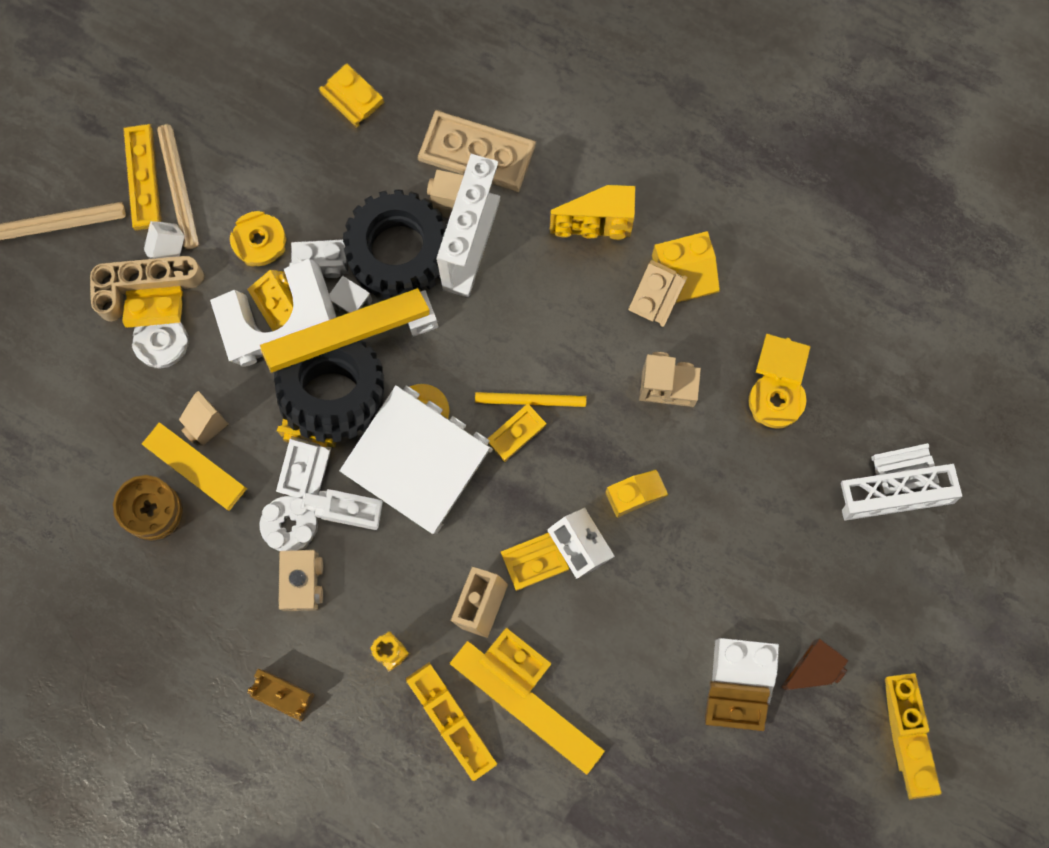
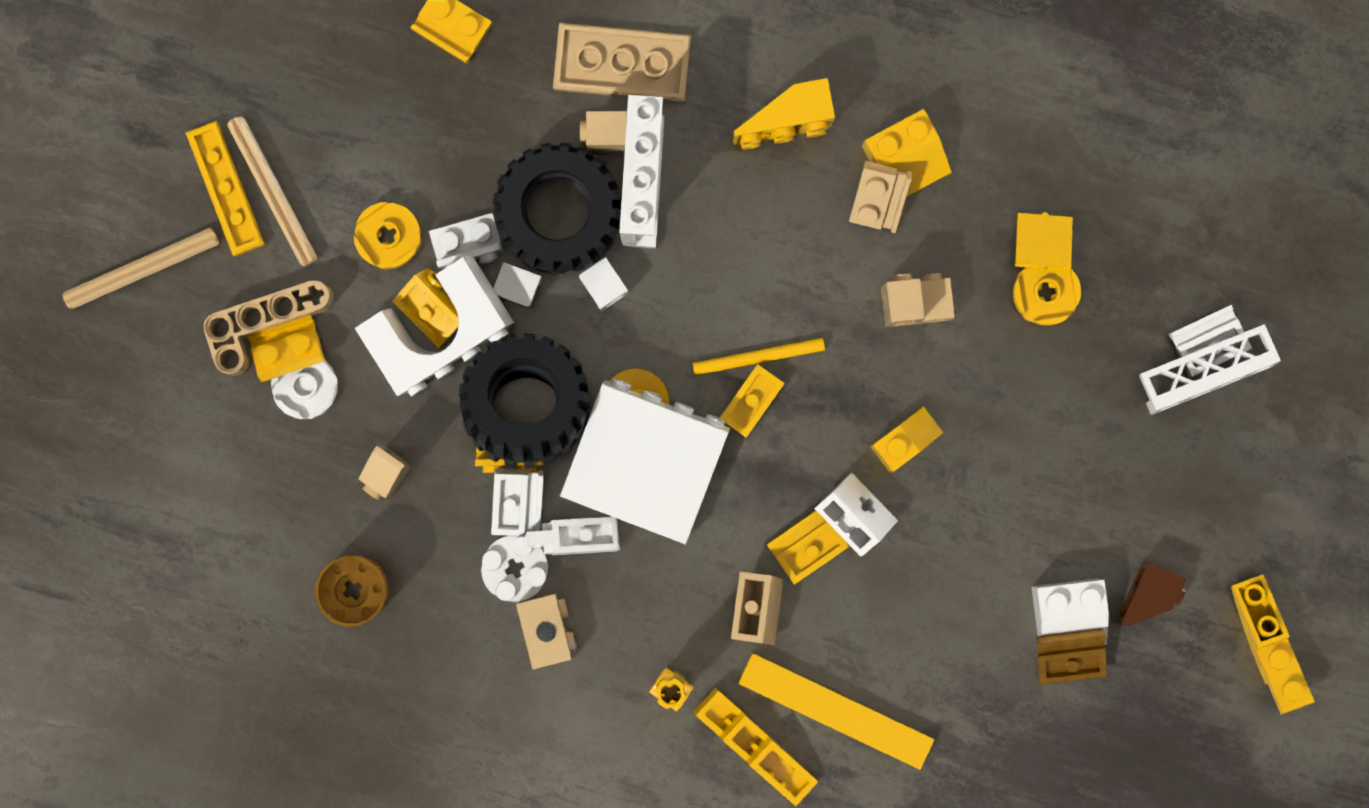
camera: 10 degrees left, 10 degrees up
(163, 240) = (276, 266): white panel -> none
(194, 466) = (388, 527): yellow slope -> none
(280, 694) = (558, 761): pearl gold hinge -> none
(344, 330) = (527, 333): yellow tile -> none
(515, 662) = (812, 666): yellow plate -> none

